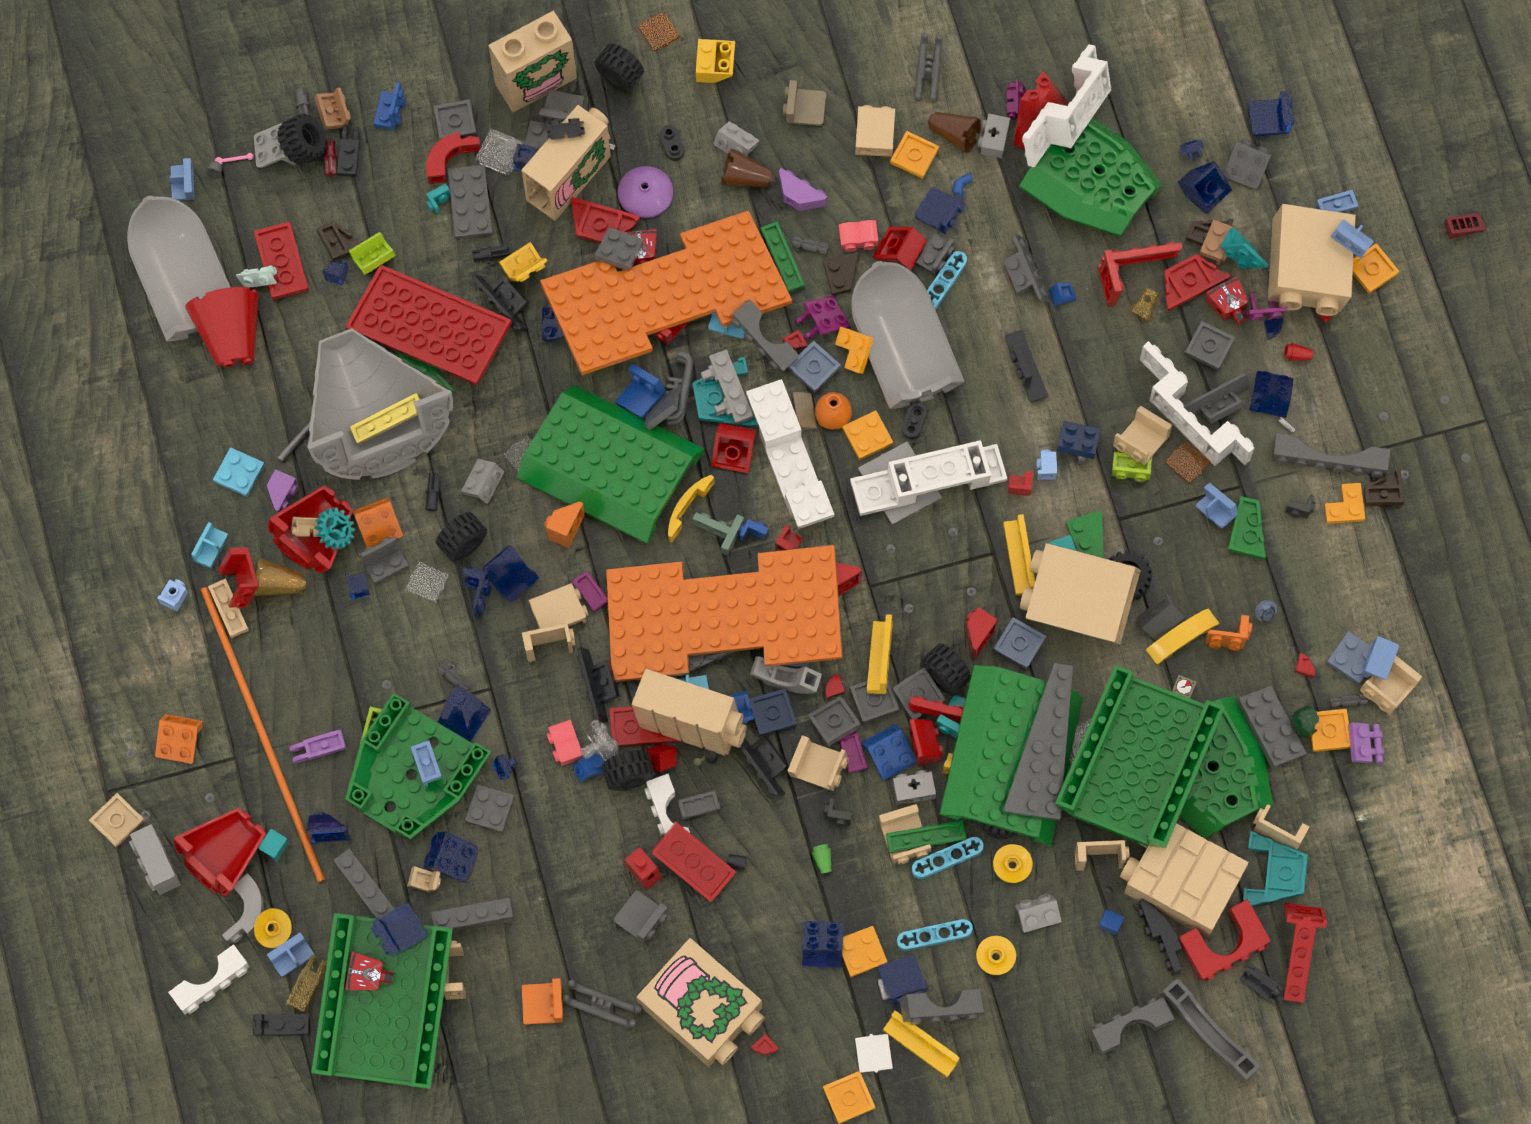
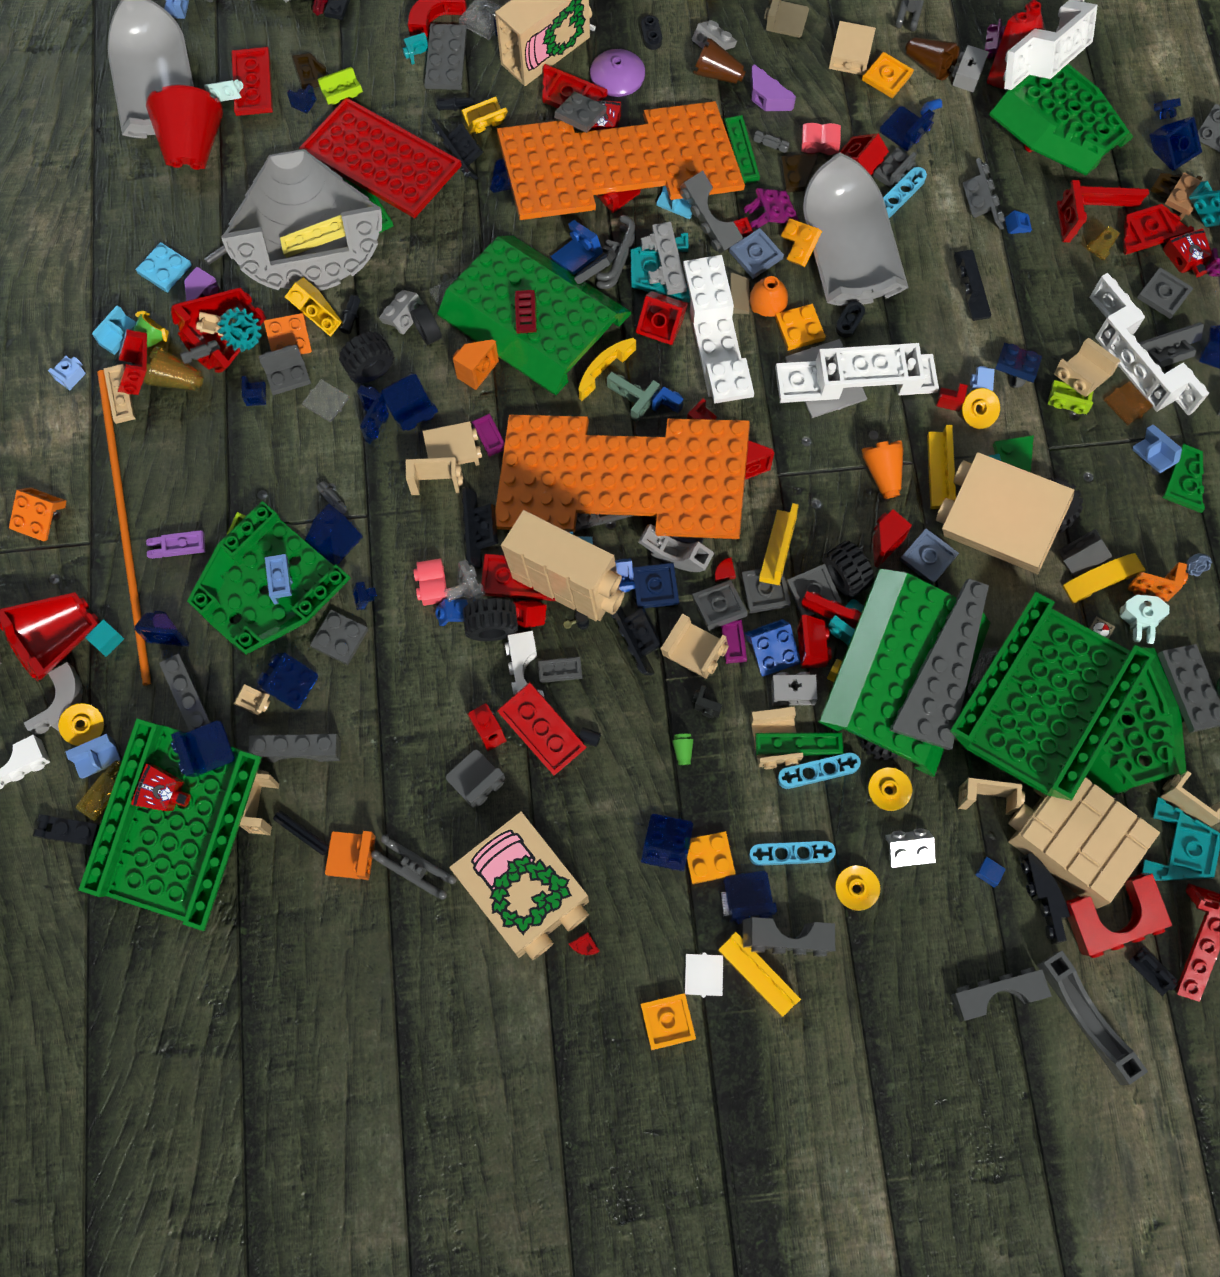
camera: 10 degrees right, 0 degrees up
(242, 538) = (154, 331): none -> bright green hat
(300, 556) = (199, 351): none -> dark grey axle
(397, 490) = (313, 305): none -> yellow slope
(494, 991) = (301, 832): none -> black axle
(510, 493) = (426, 324): none -> black tyre
(602, 458) = (525, 298): none -> dark red slope
(967, 564) = (886, 466): none -> orange cone
(1056, 494) = (988, 411): none -> yellow dish
(1220, 669) = (1144, 615): none -> light aqua hinge

